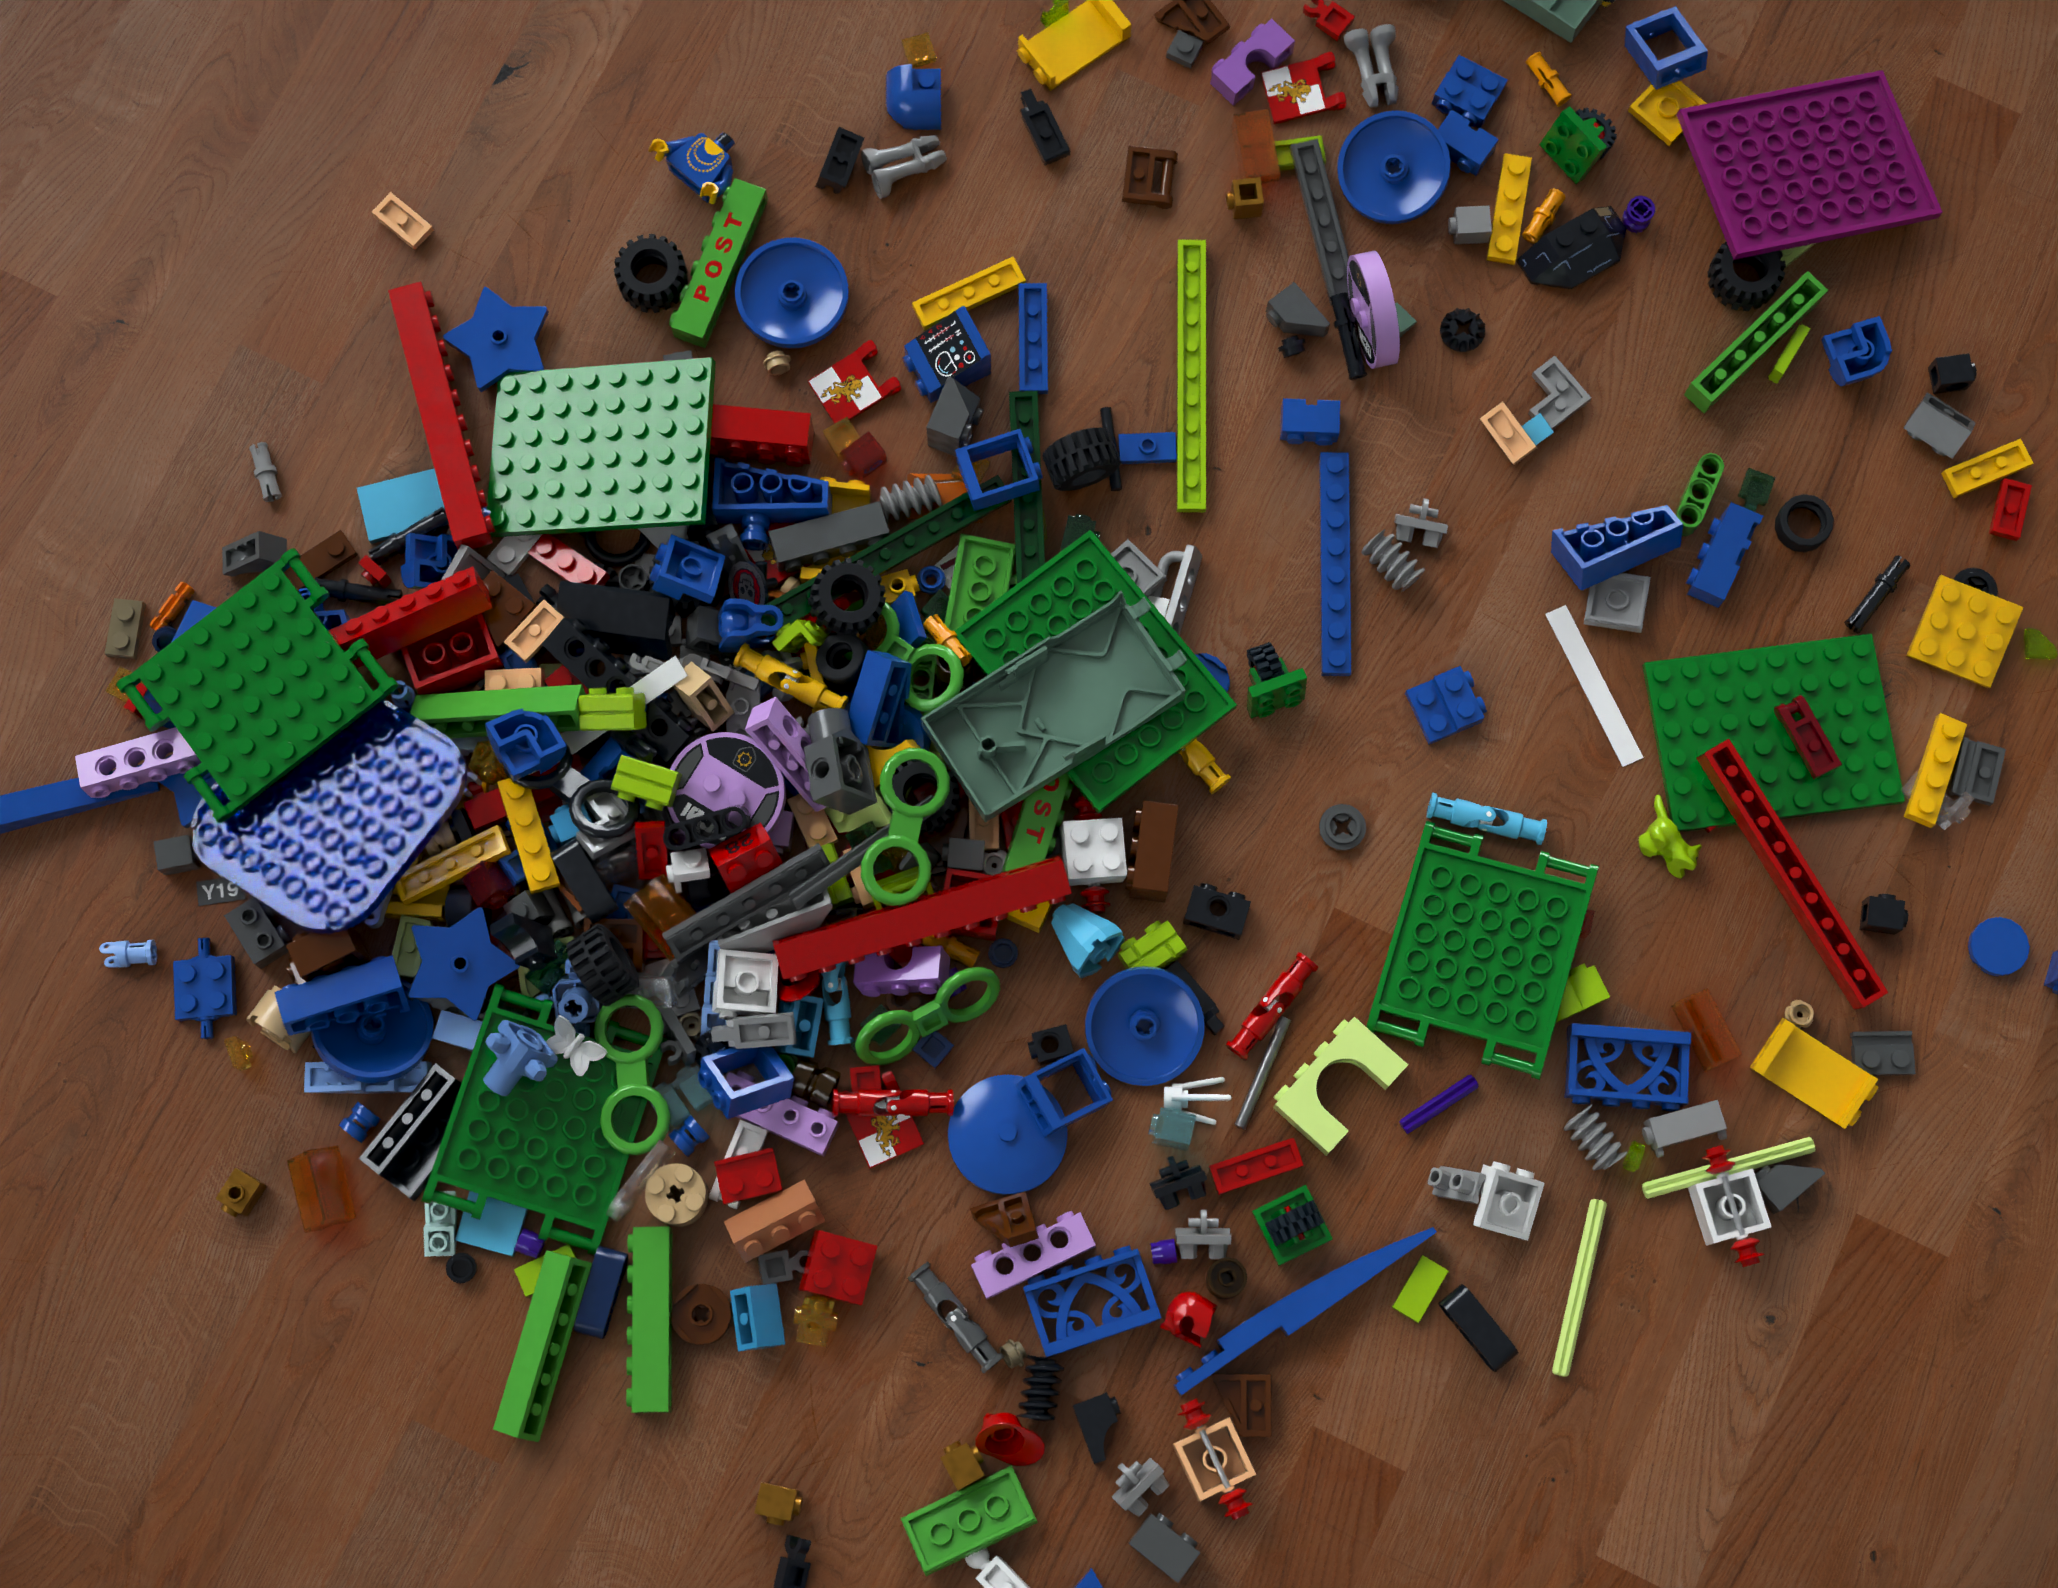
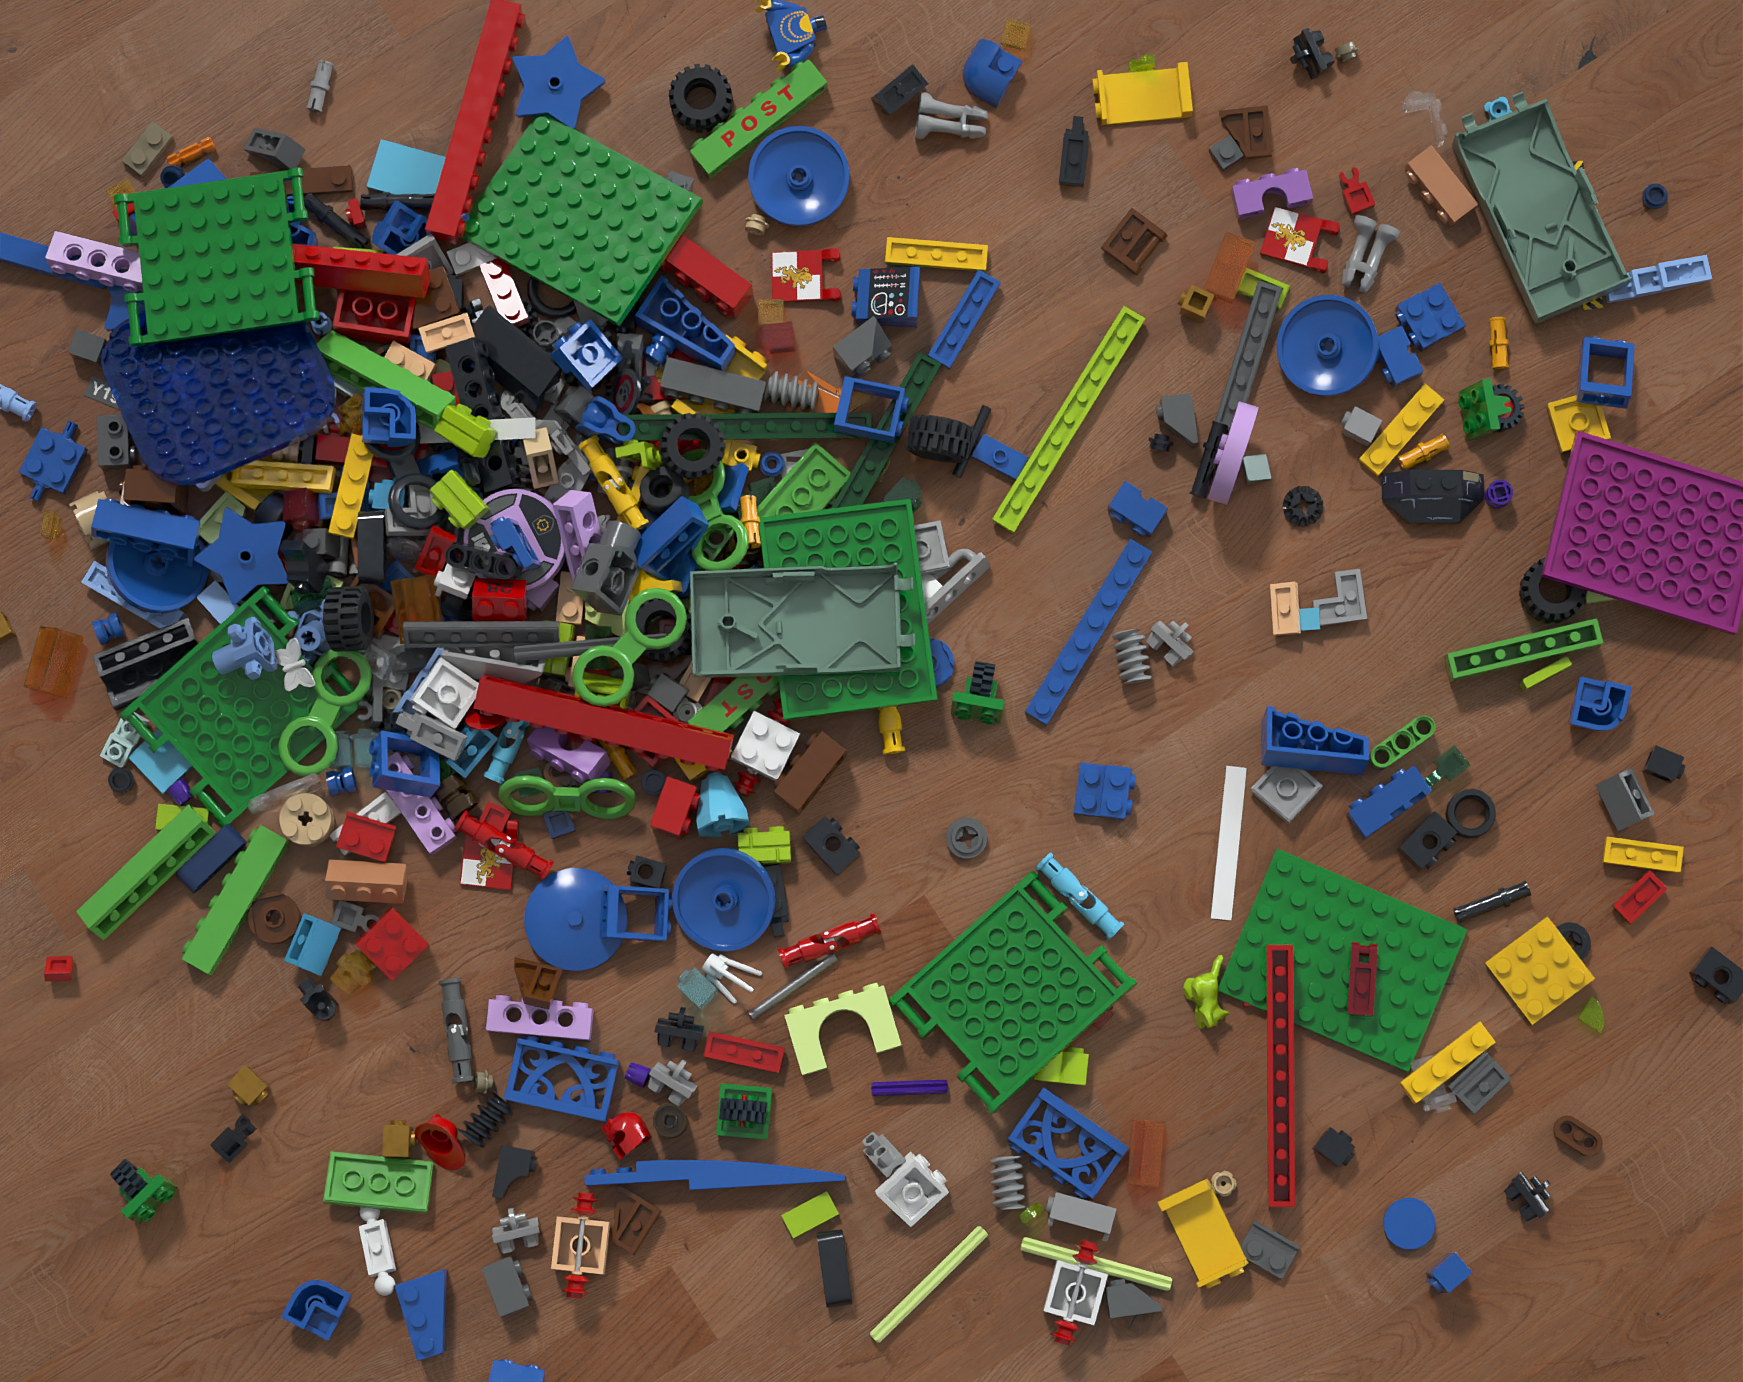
camera: 35 degrees right, 5 degrees up
(508, 1499) = (59, 968): none -> red plate
(723, 787) = (512, 539): none -> blue plate
(798, 1370) = (318, 1000): none -> black hips
(1041, 964) = (675, 808): none -> red brick
(1771, 585) = (1434, 827): none -> black brick

